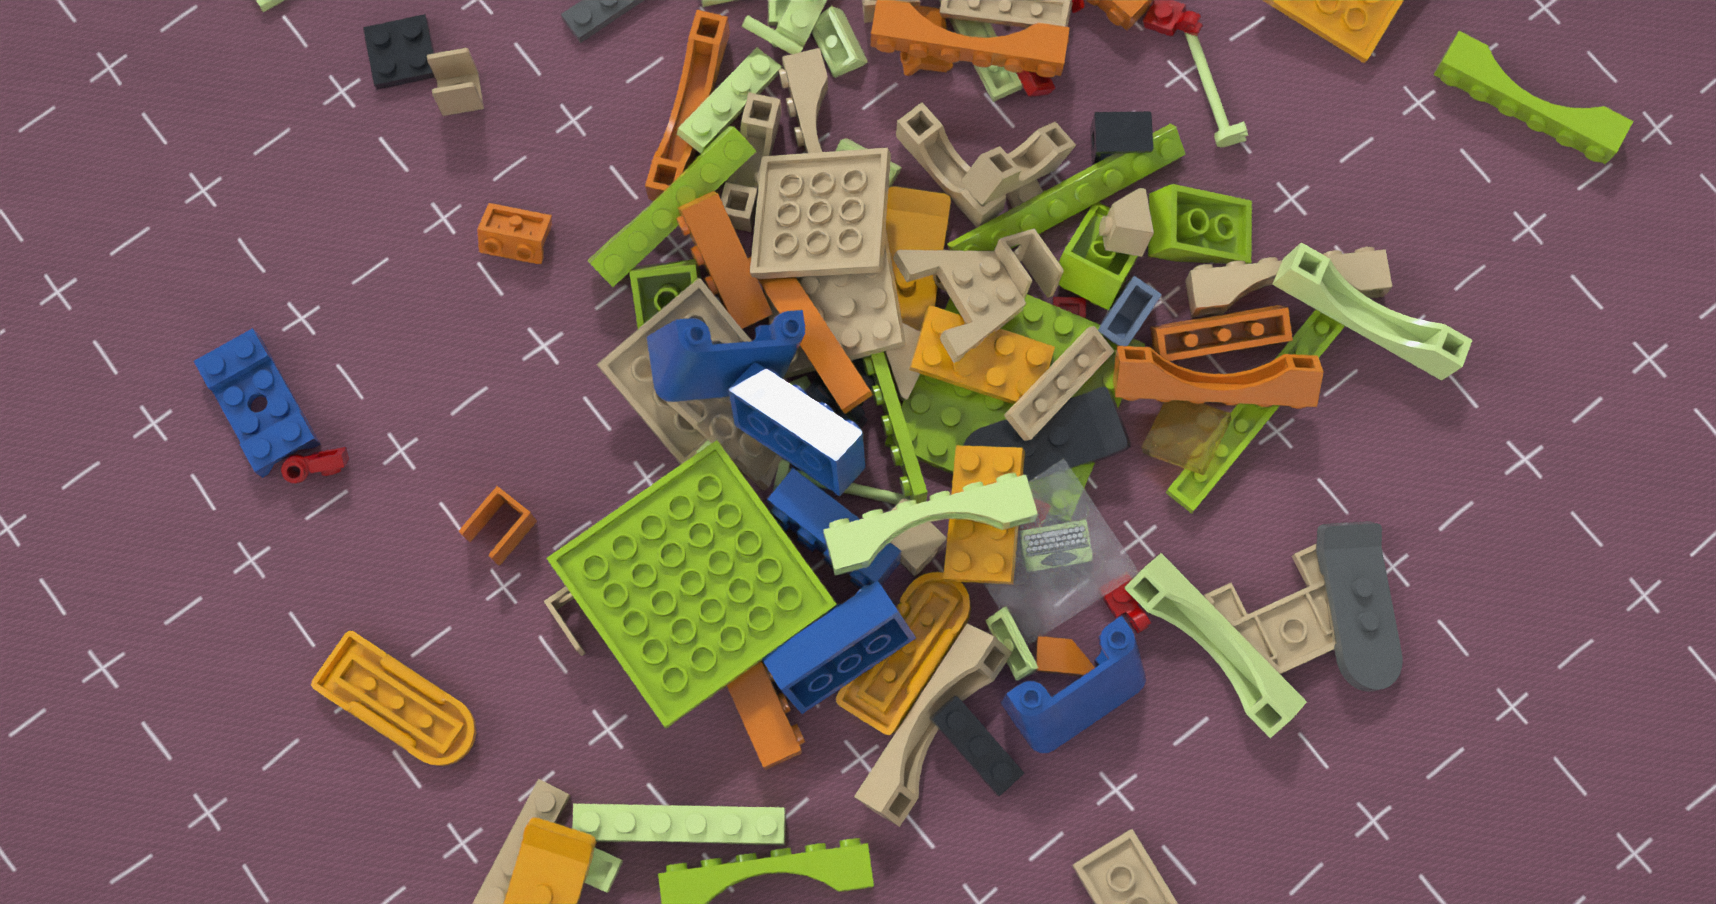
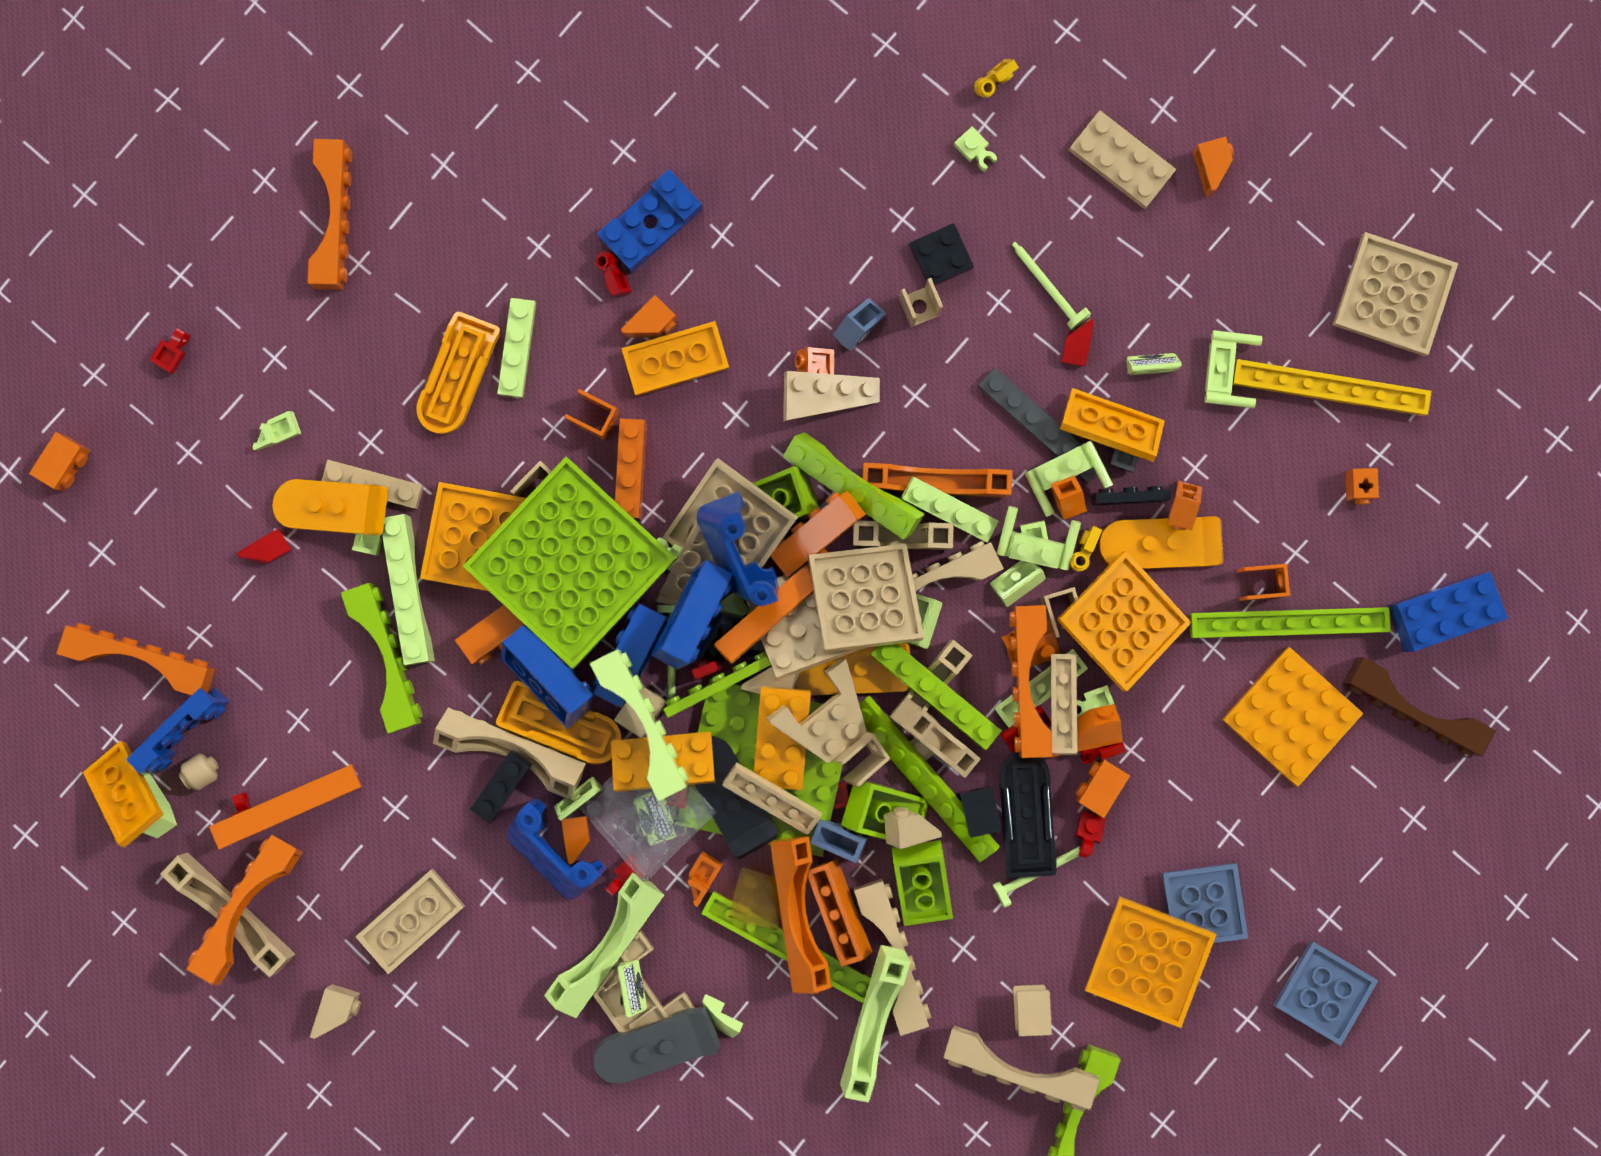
camera: 80 degrees right, 10 degrees up
(194, 853) = (327, 263): none -> orange arch
(382, 613) = (516, 348): none -> yellowish green plate
(391, 425) = (650, 321): none -> orange slope
(449, 405) = (675, 358): none -> light orange plate
(464, 166) = (859, 324): none -> sand blue slope
(542, 223) = (821, 393): none -> tan wing
(573, 485) = (631, 466): none -> orange brick
(614, 731) = (459, 527): none -> light orange plate
(873, 438) = (705, 669): none -> red plate
(954, 162) = (937, 694): none -> lime plate
(1129, 82) = (1027, 817): none -> black piece
(1143, 503) = (702, 876): none -> orange slope
(1277, 617) = (632, 987): none -> slope
(1341, 510) = (721, 1021): none -> yellowish green slope
(1383, 125) = (1032, 1010): none -> tan piece
(1483, 92) = (1072, 1085): none -> tan arch

